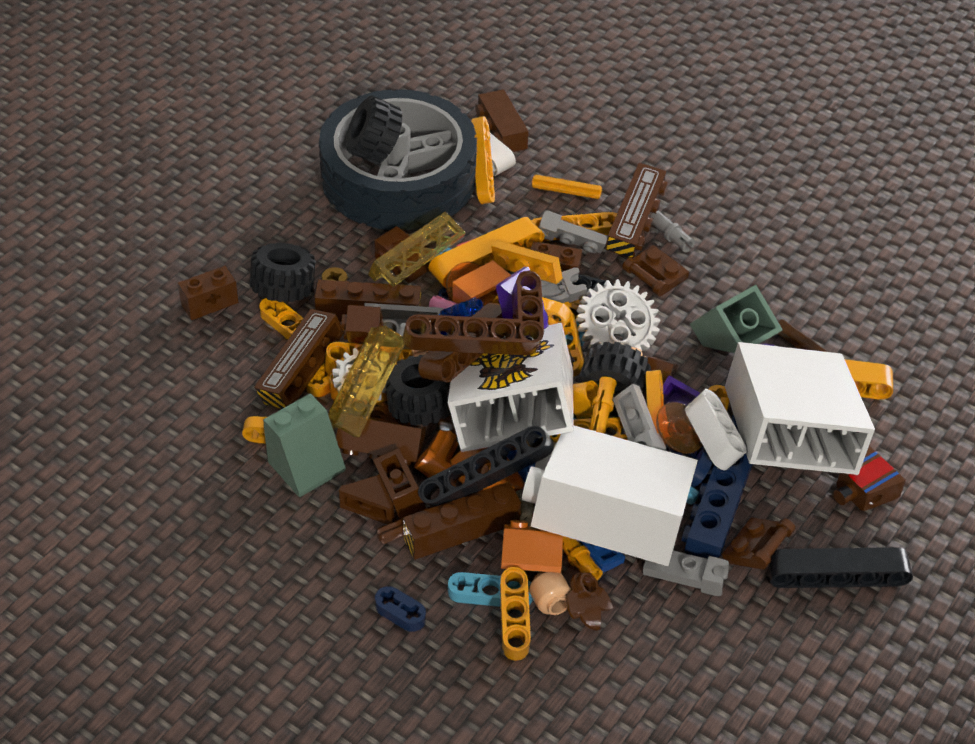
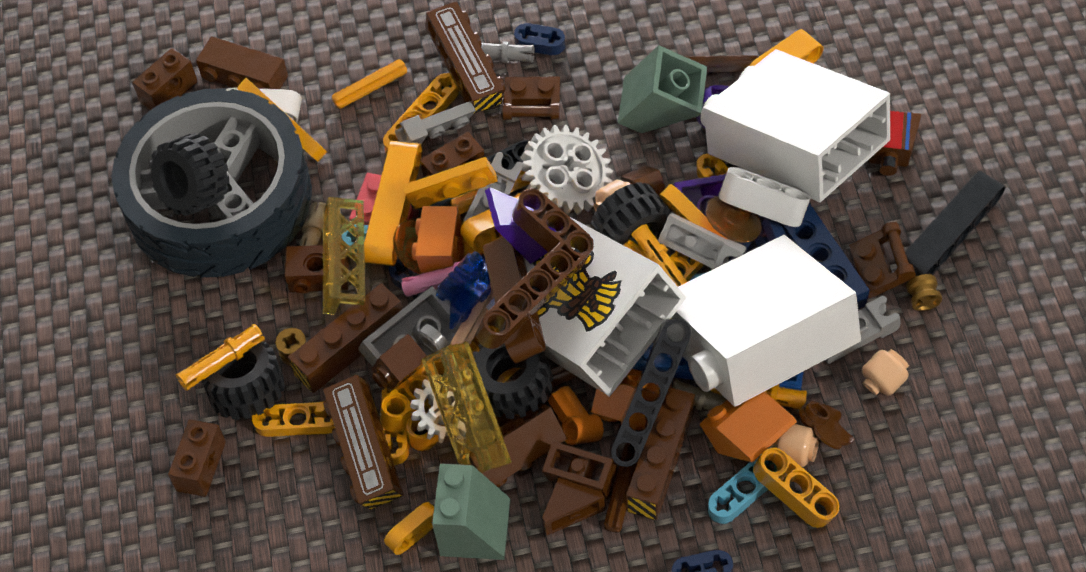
camera: 40 degrees left, 10 degrees up
(278, 244) = (231, 349): none -> light orange pin
(456, 90) = (165, 79): none -> reddish brown brick
(669, 607) = (885, 372): none -> light nougat head
(707, 242) = (541, 38): none -> dark blue beam
(763, 587) = (924, 292): none -> pearl gold wheel

